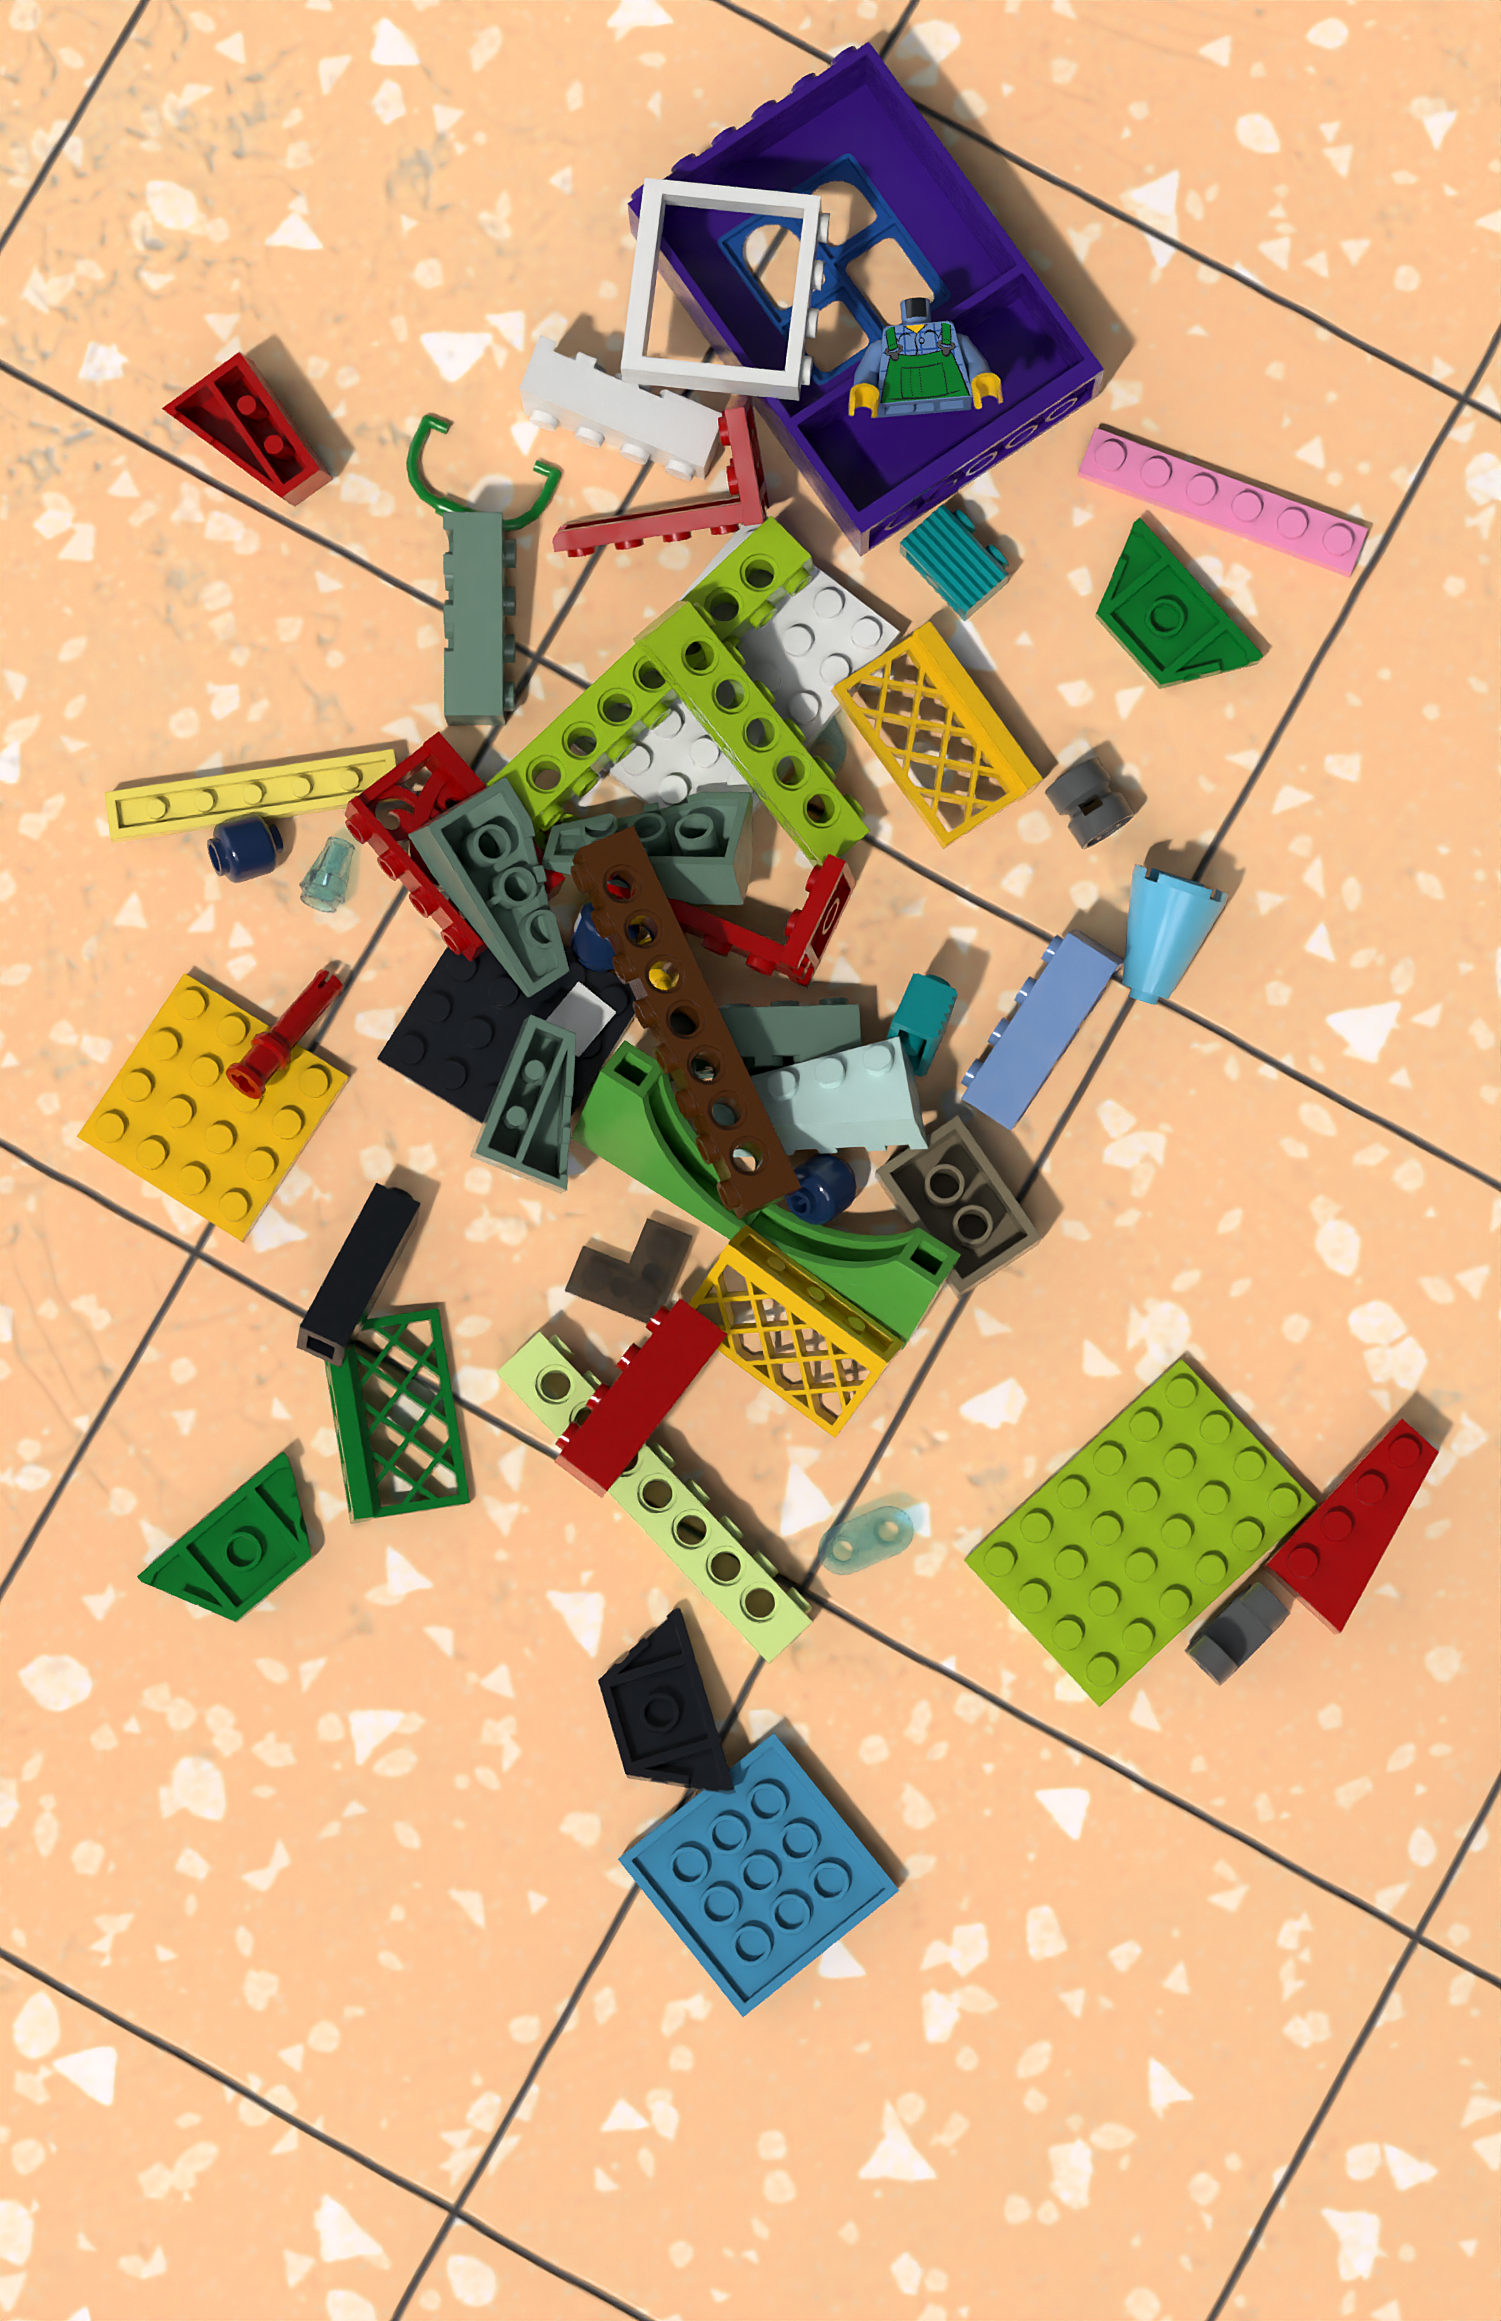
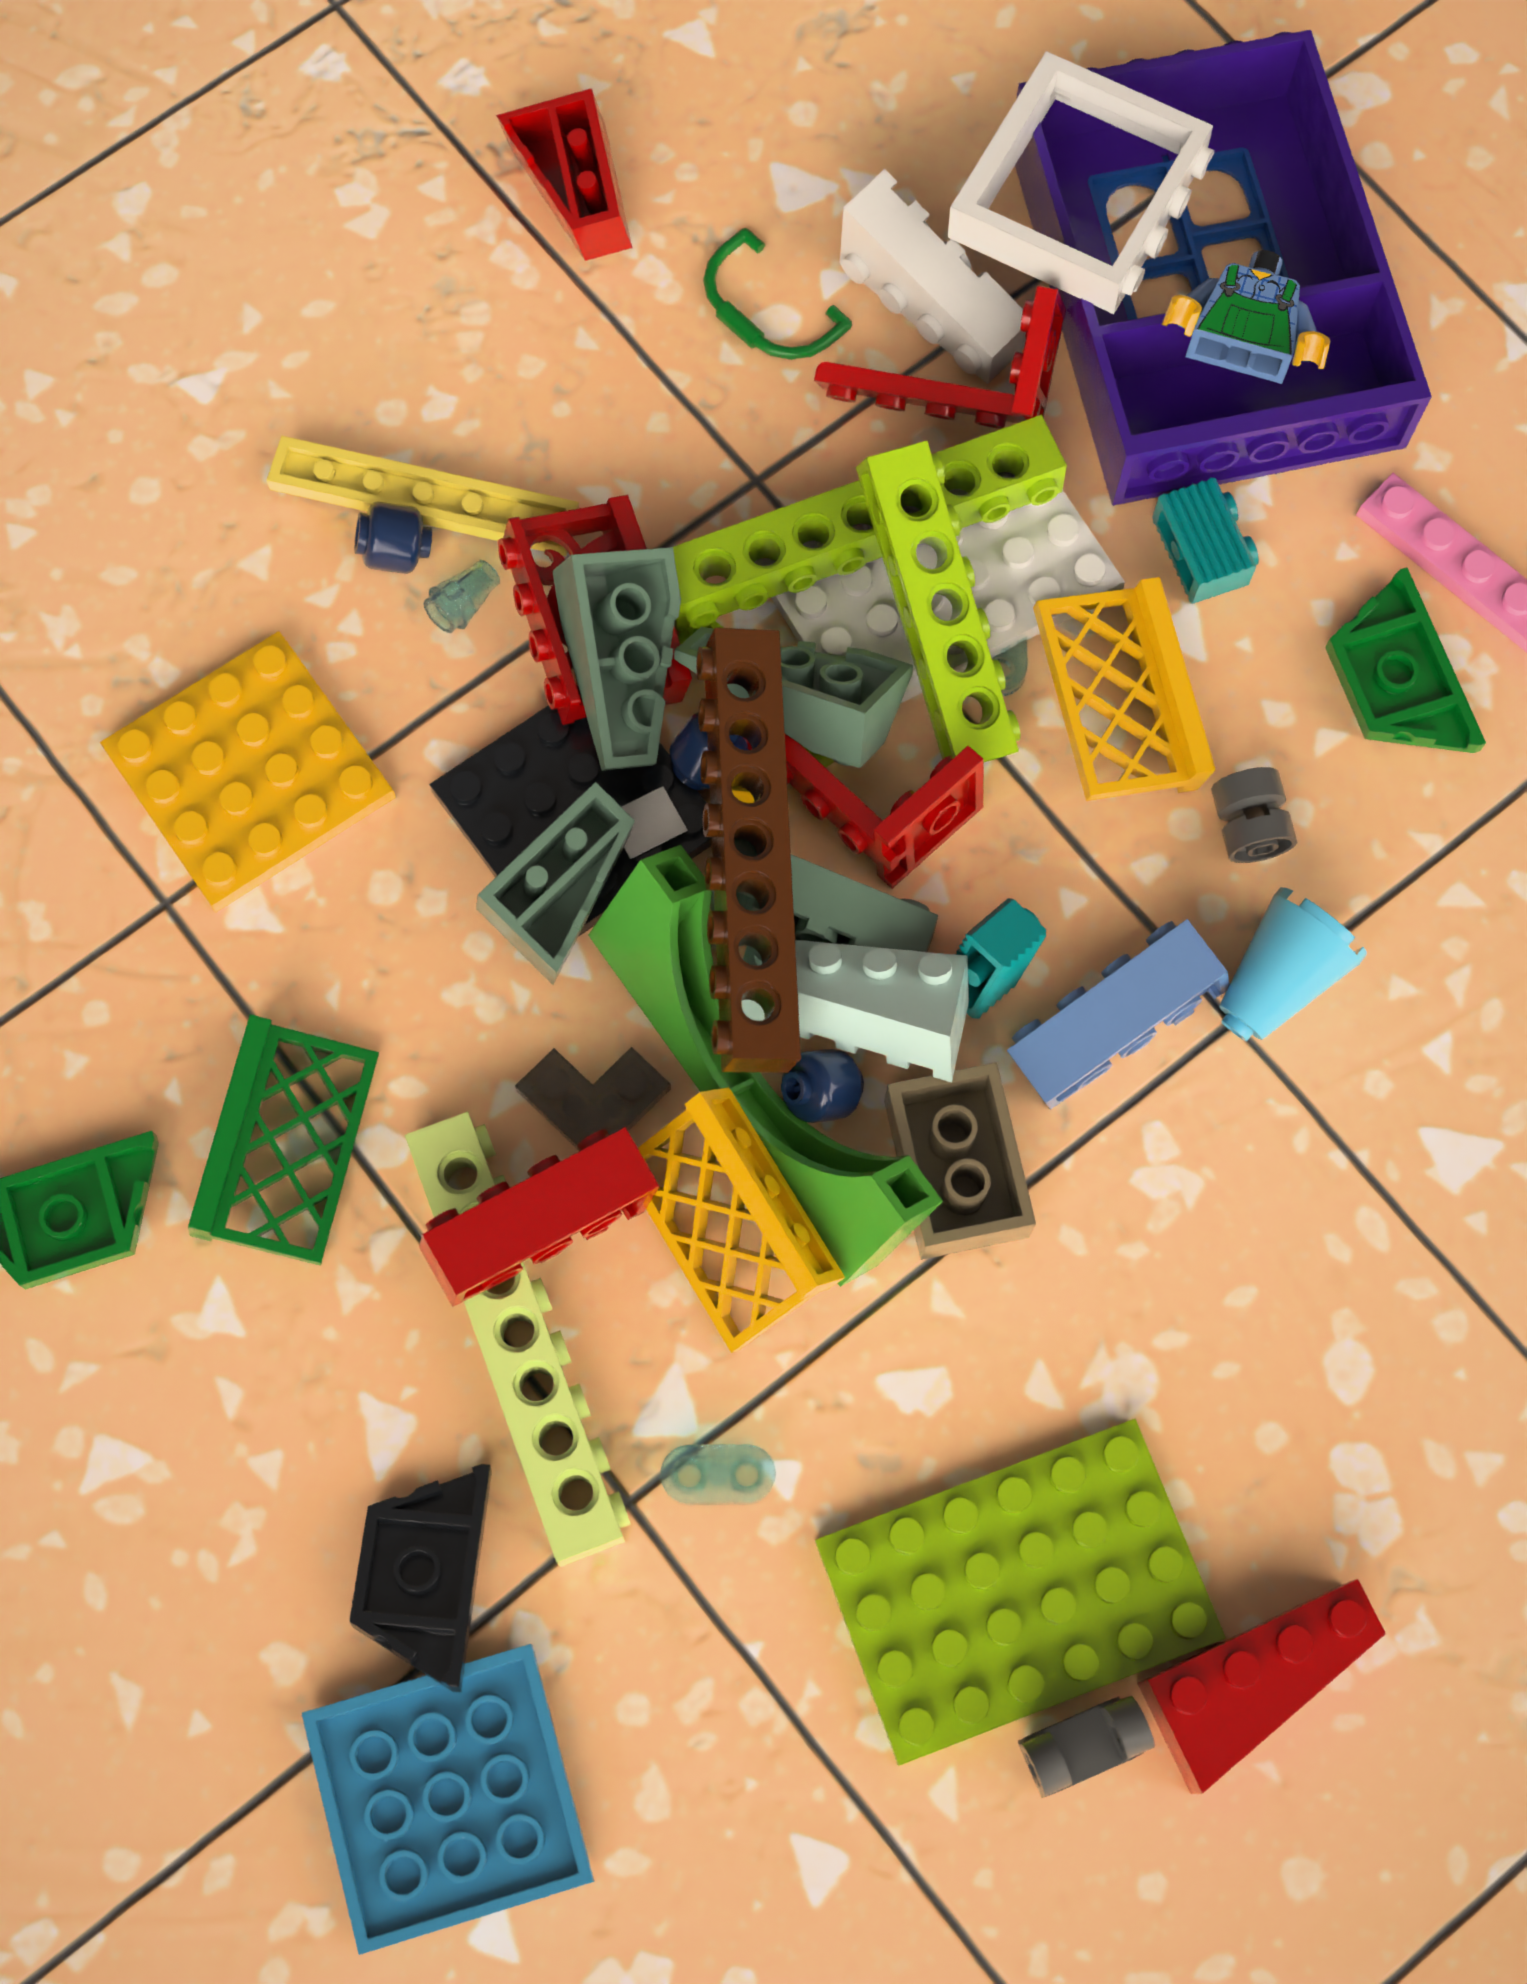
camera: 15 degrees right, 10 degrees down
(273, 1048) = (328, 727): red pin -> none
(358, 1274) = (307, 979): black brick -> none
(478, 619) = (713, 411): sand green wedge -> none

